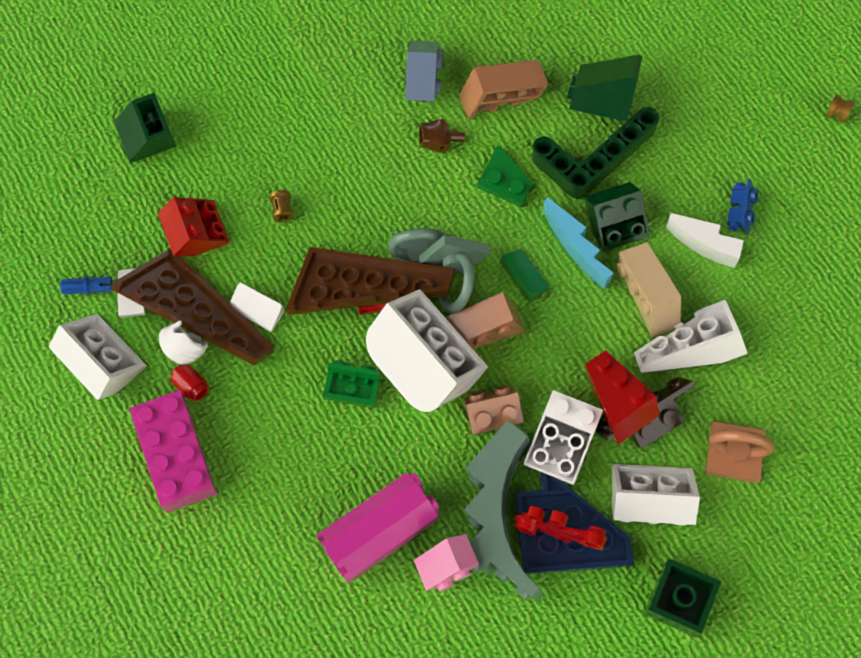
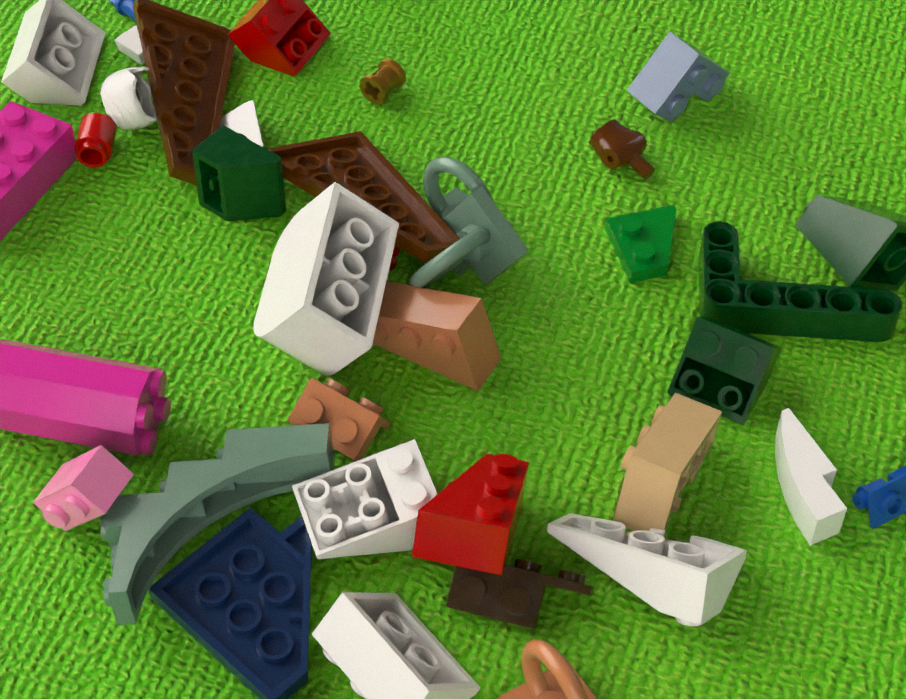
camera: 45 degrees right, 20 degrees down
(297, 333) = (238, 177): none -> dark green slope
(352, 384) = (232, 268): green bracket -> none
(501, 85) = (750, 155): nougat wedge -> none
(524, 274) = (546, 335): green slope -> none
(555, 527) = (213, 539): red plant -> none
(571, 235) = (644, 351): medium azure slope -> none

